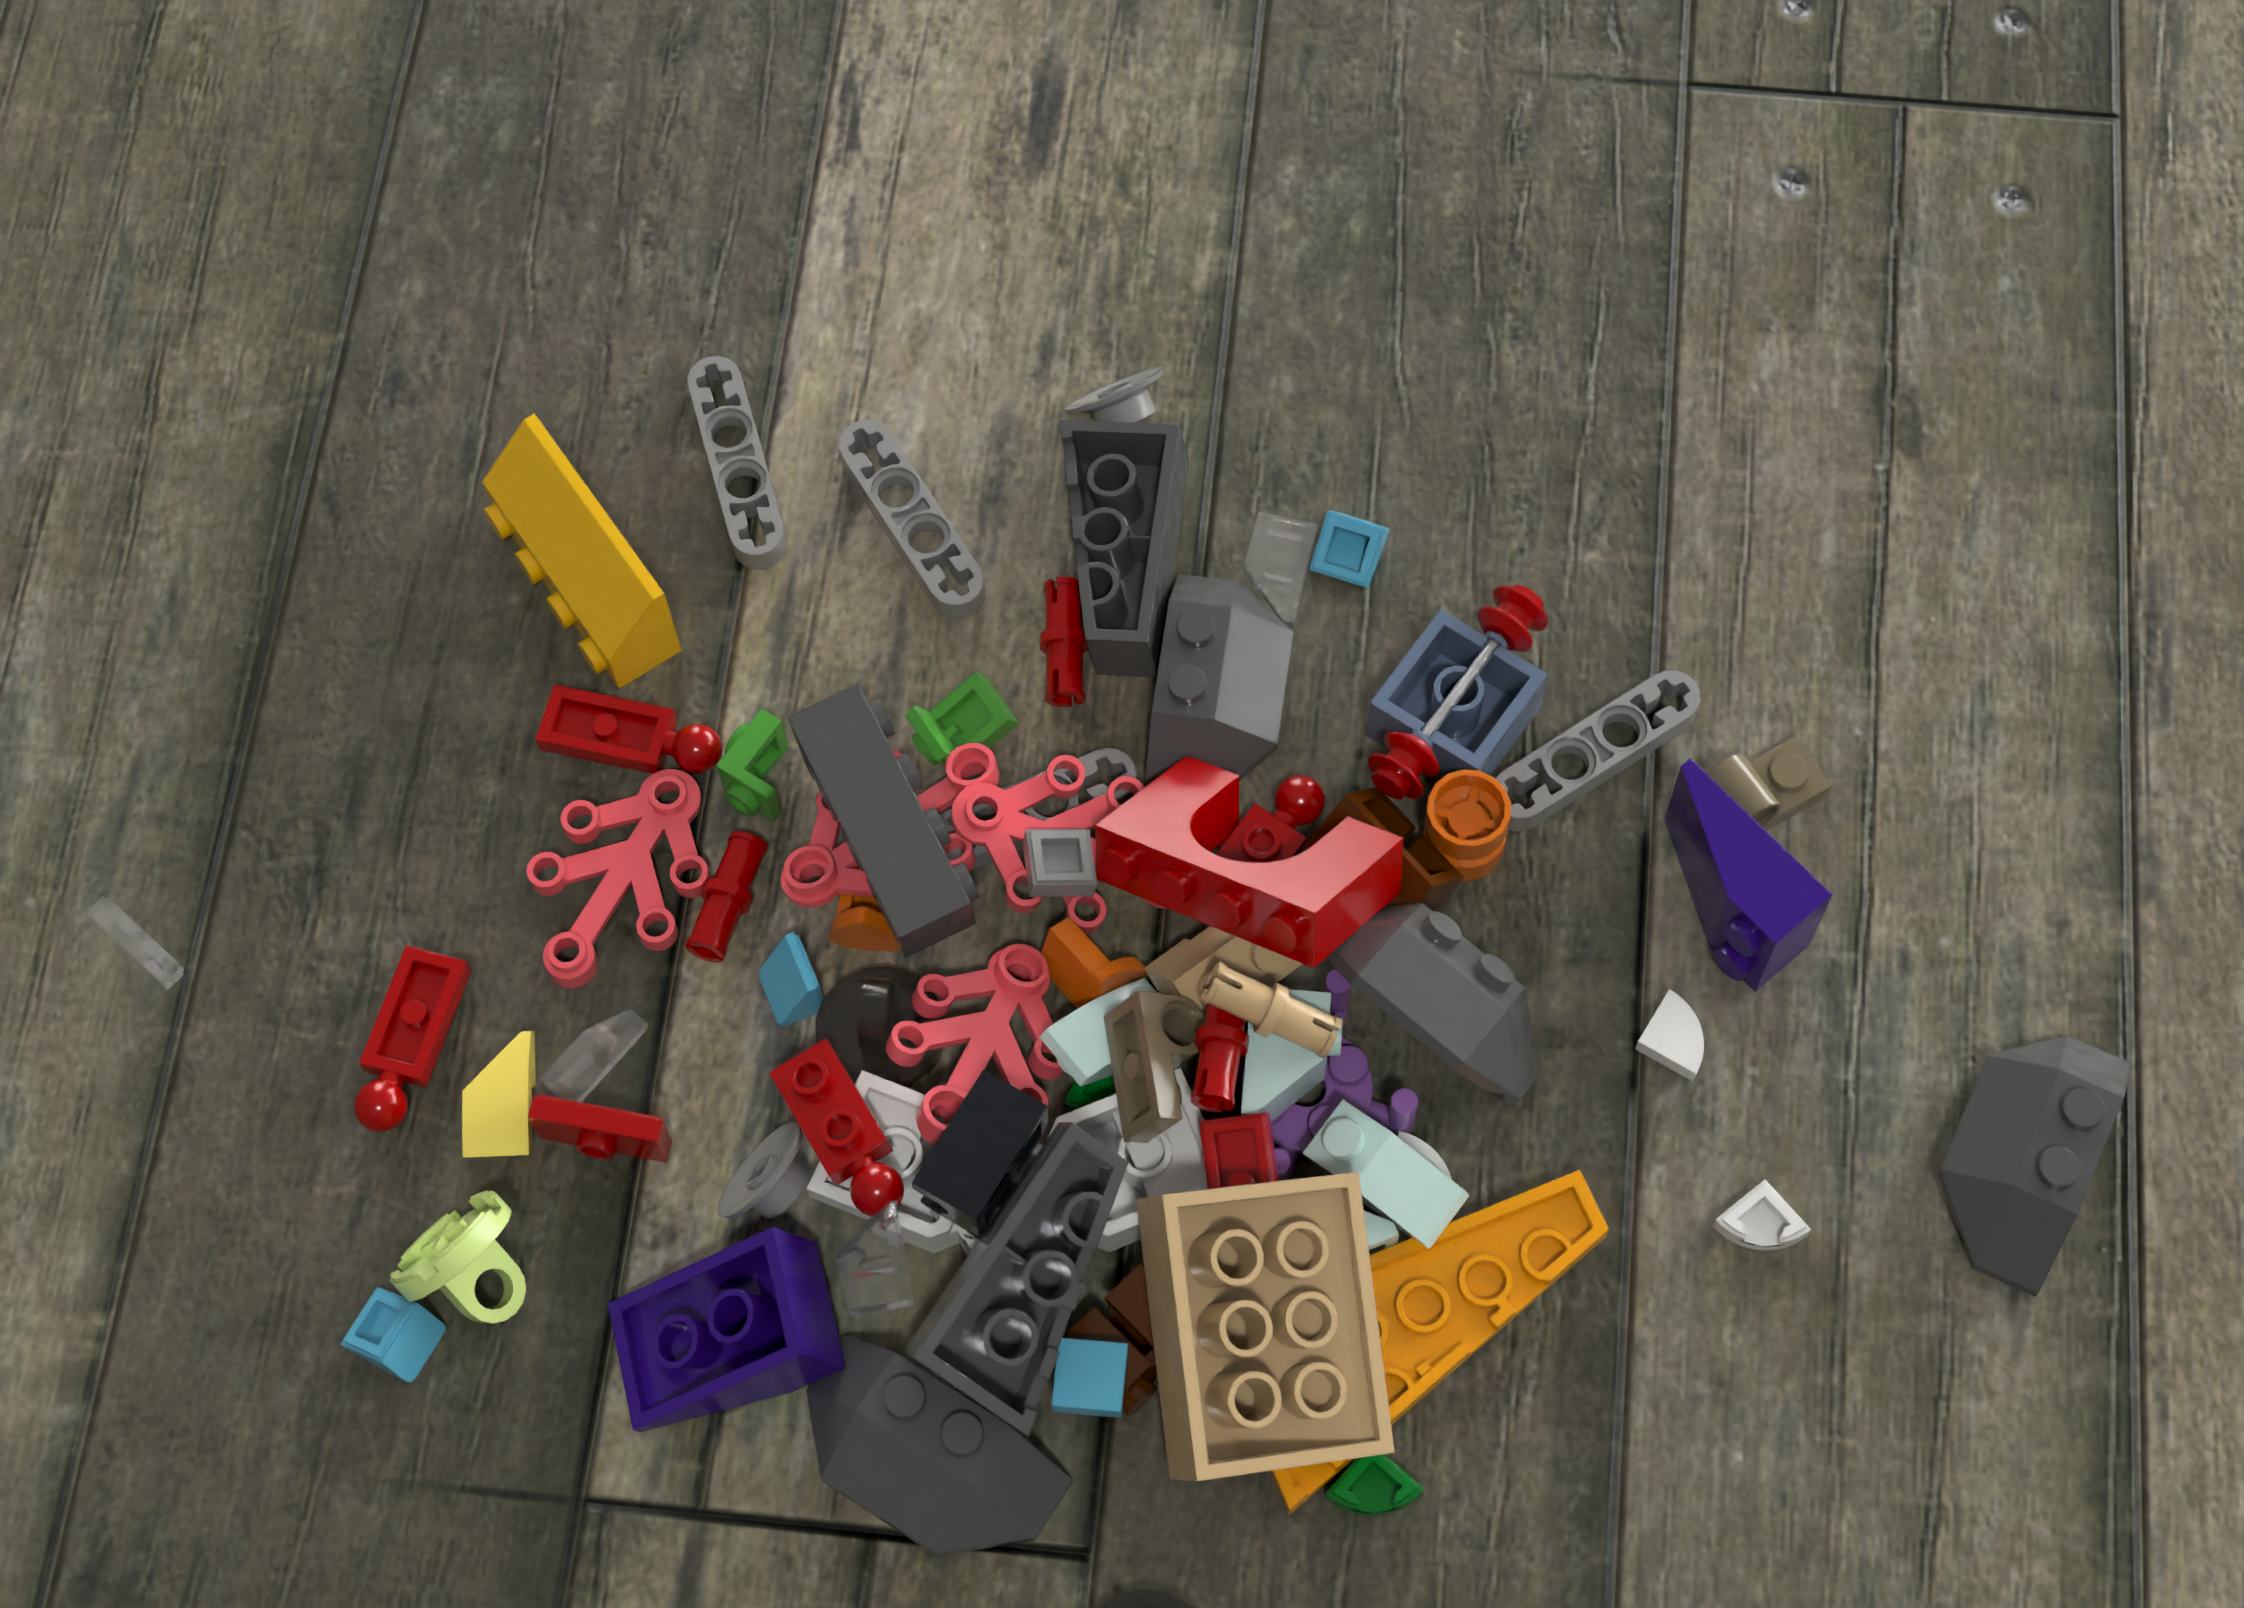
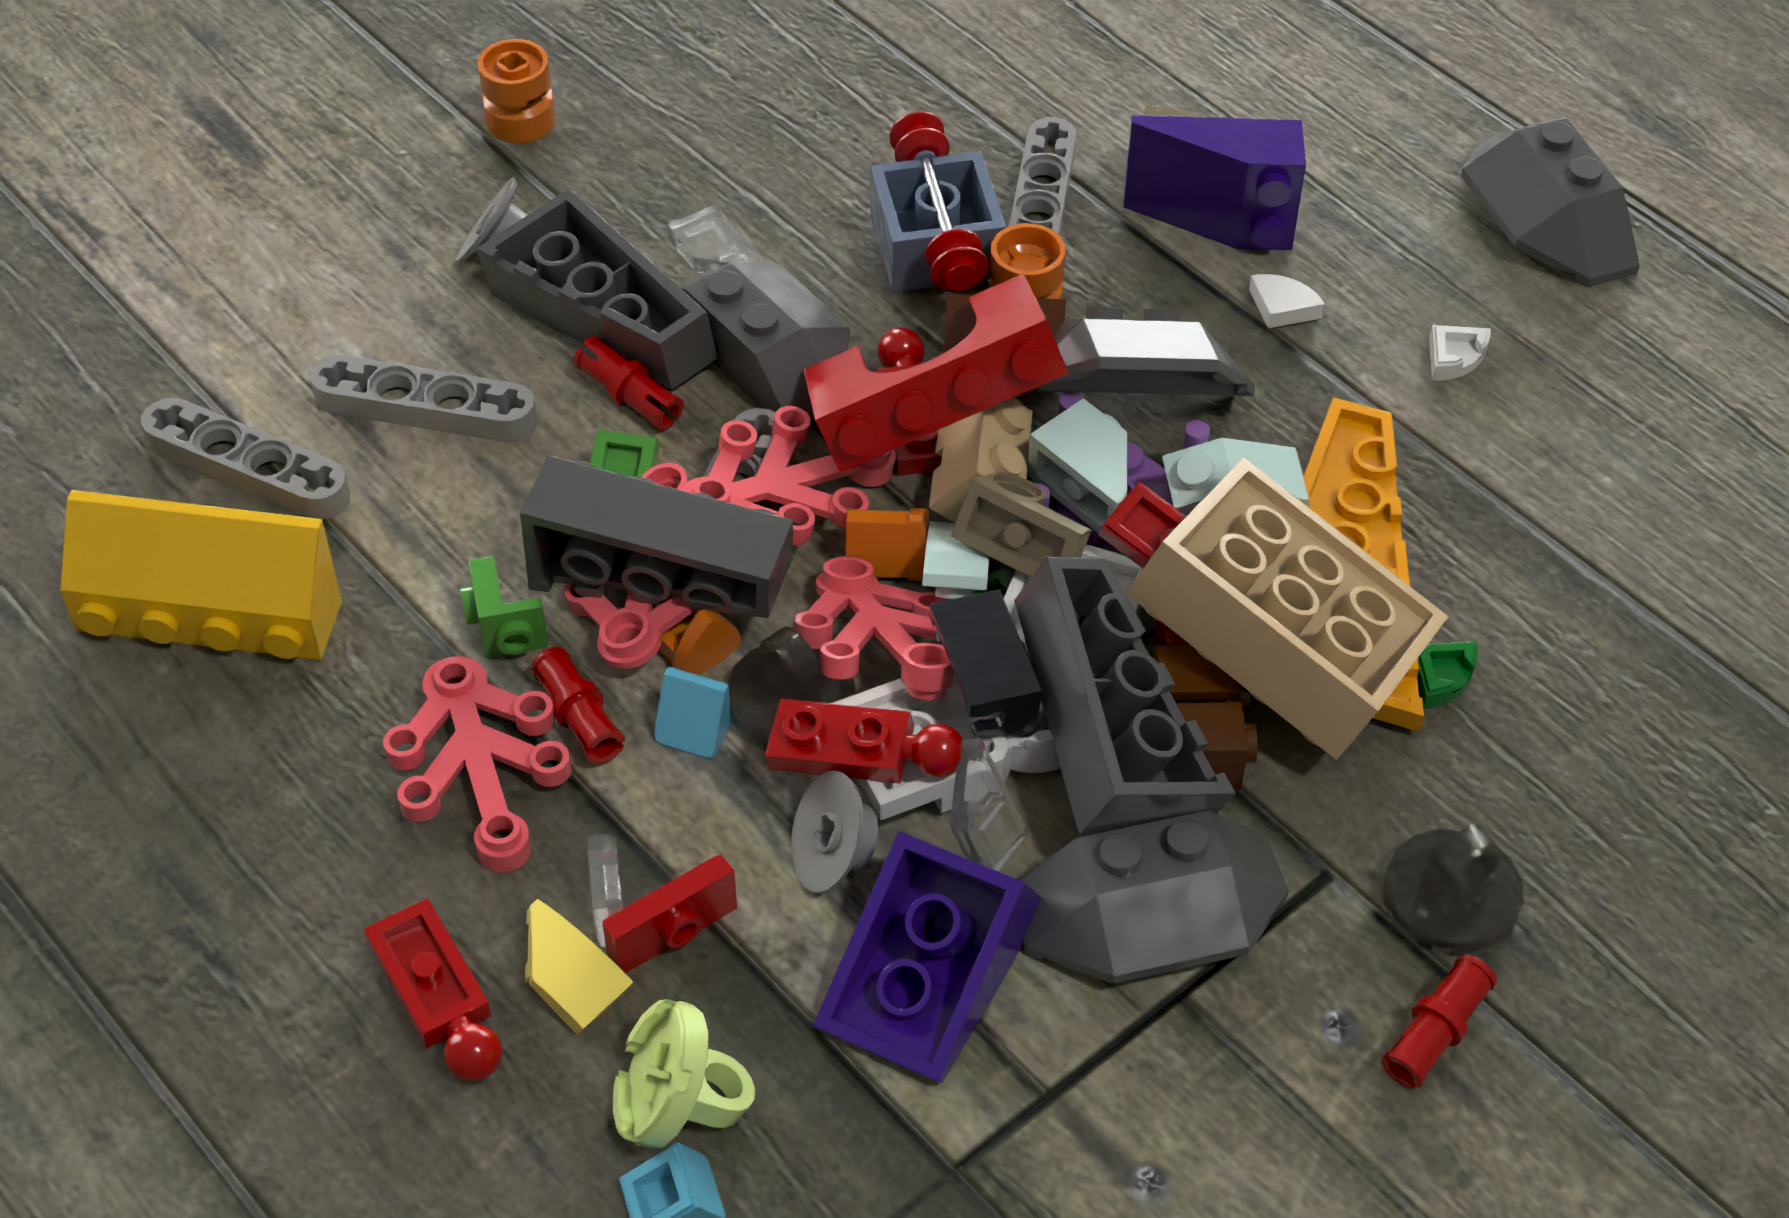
camera: 50 degrees left, 15 degrees down
(135, 943) = (122, 1119): clear tile -> none
(623, 733) = (367, 671): red plate -> none
(1059, 862) = (802, 483): light grey tile -> none
(1090, 1377) = (1230, 734): medium azure tile -> none
(1220, 1047) = (1057, 471): red pin -> none
(1271, 1010) = (1071, 418): tan pin -> none
(1277, 273) = (516, 90): none -> orange wheel
(1349, 548) = (750, 204): medium azure slope -> none

